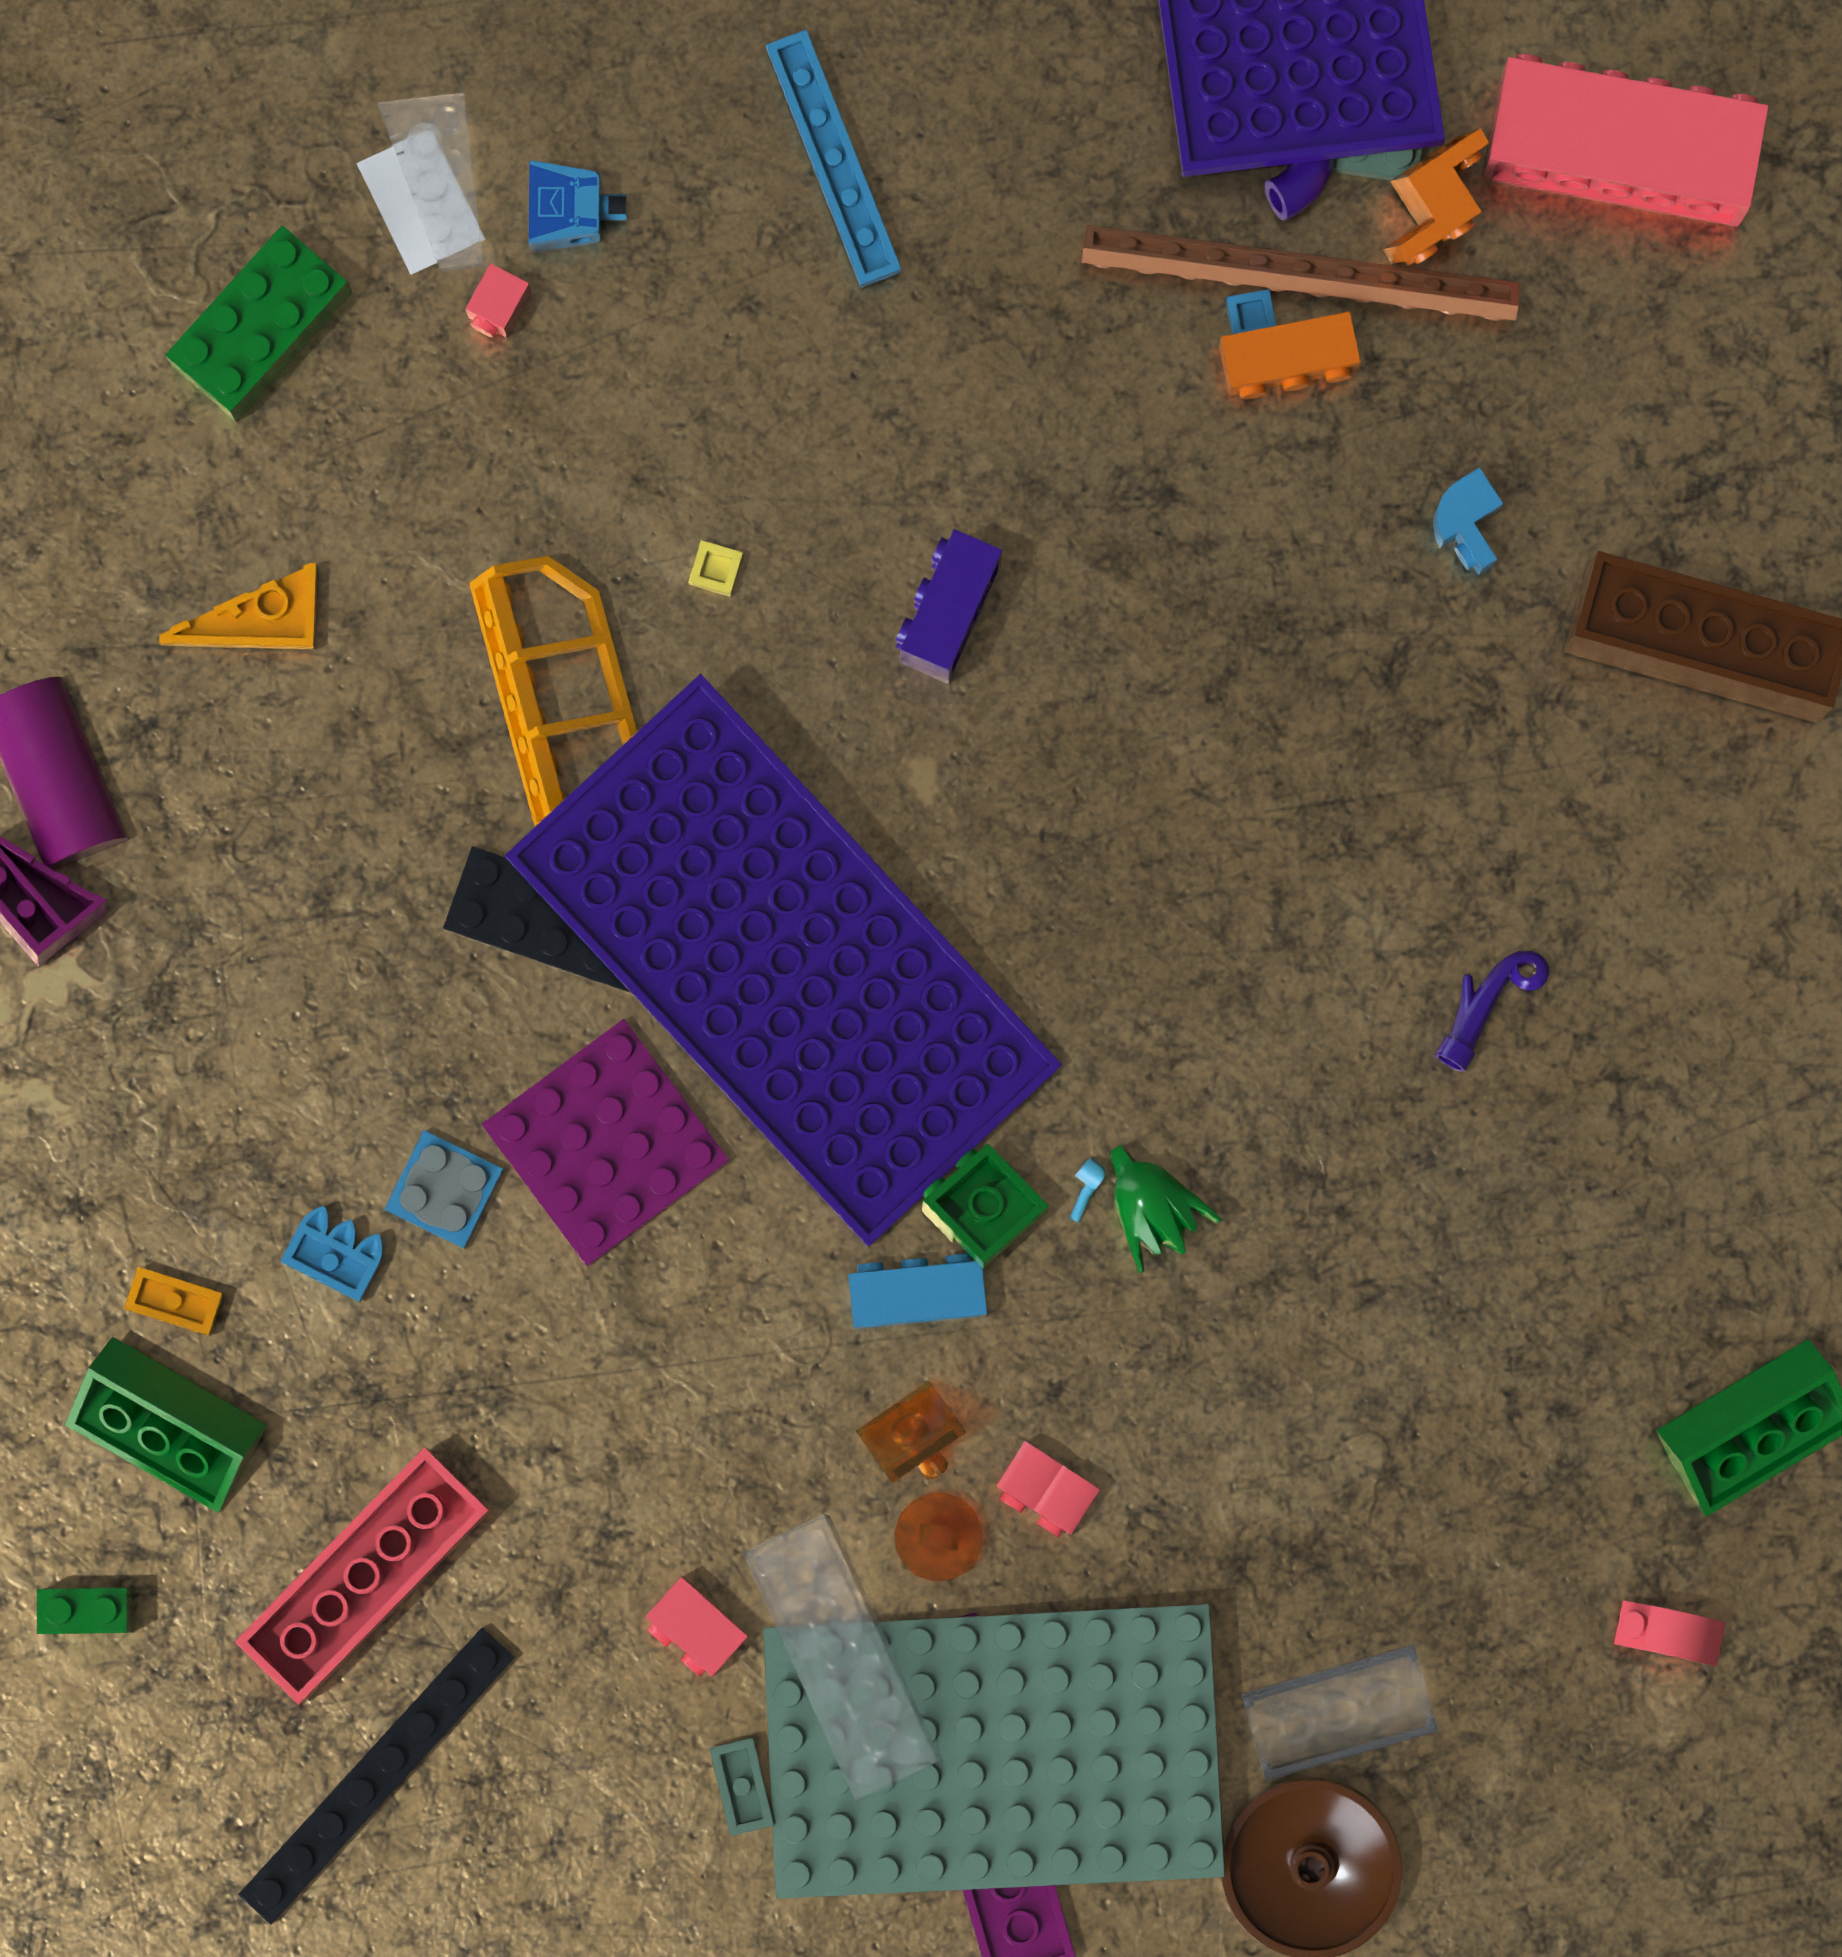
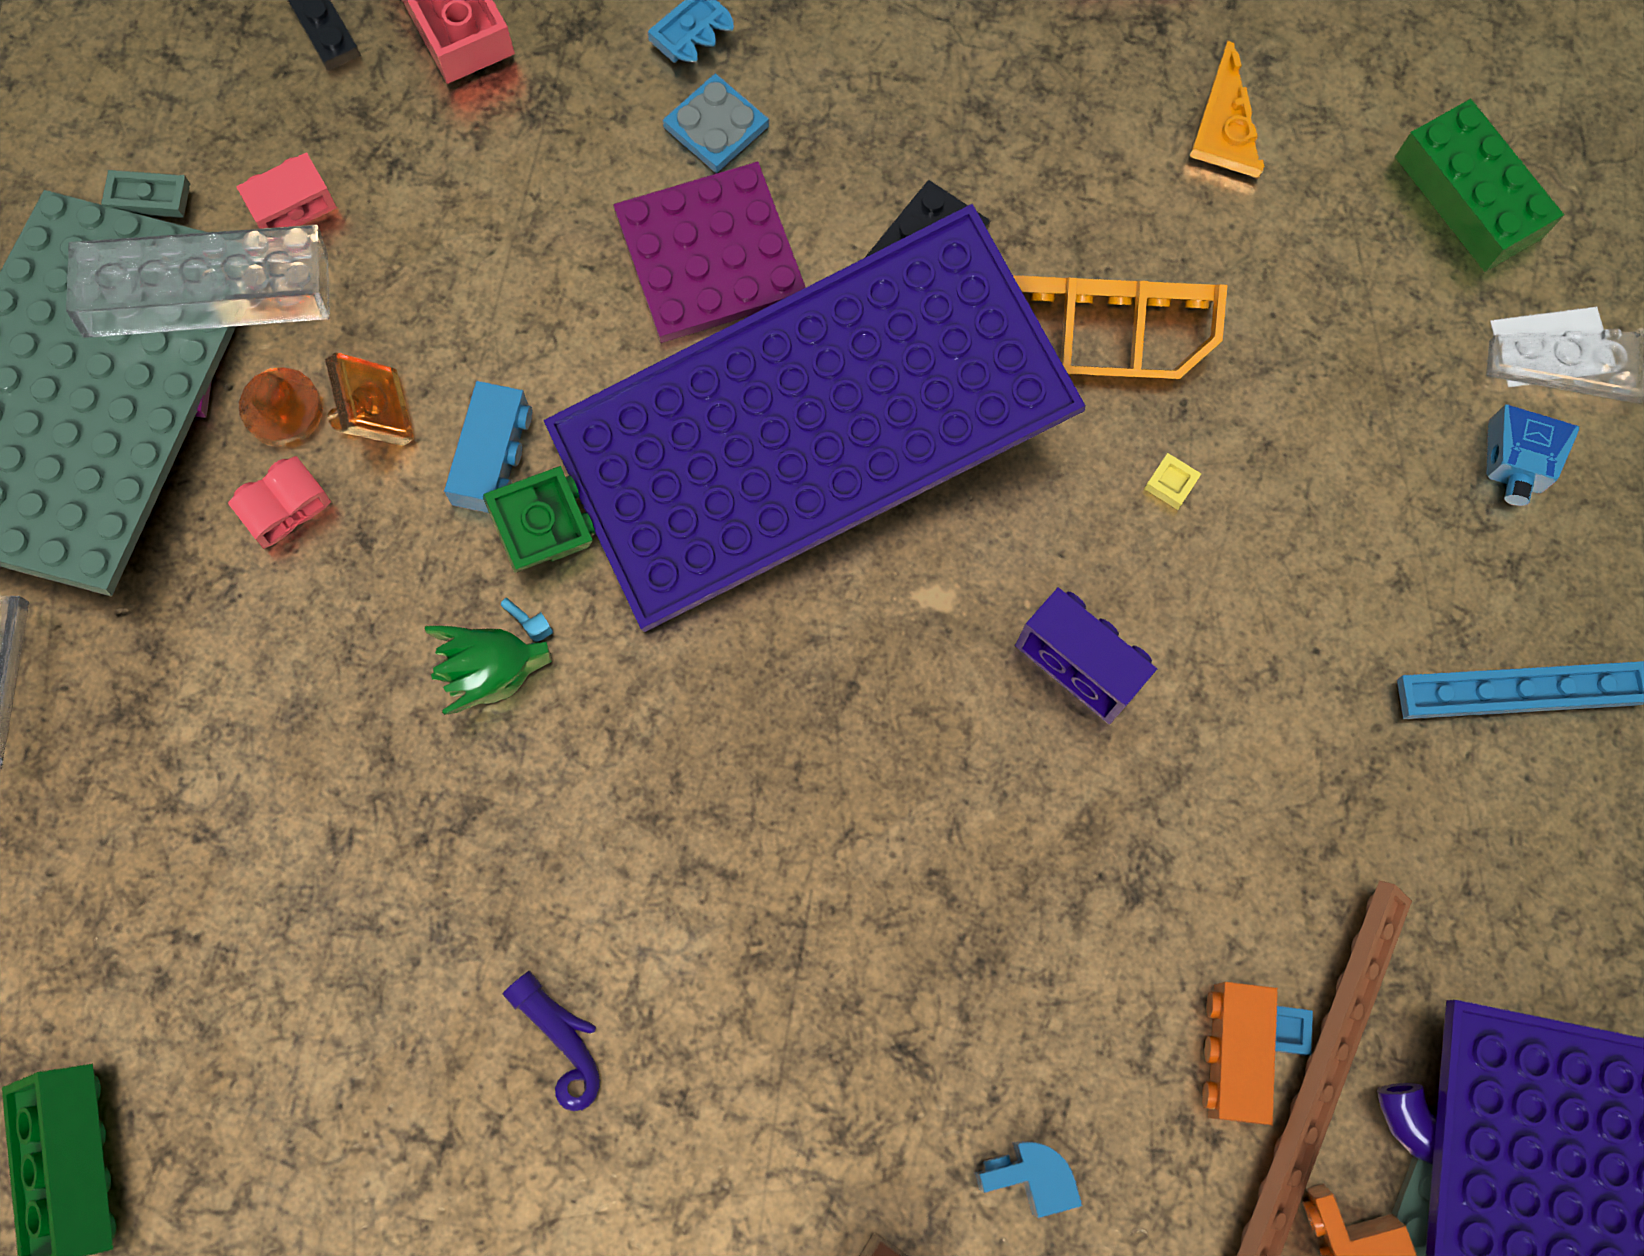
camera: 105 degrees right, 10 degrees down
(497, 302) = (1454, 372): coral brick -> none

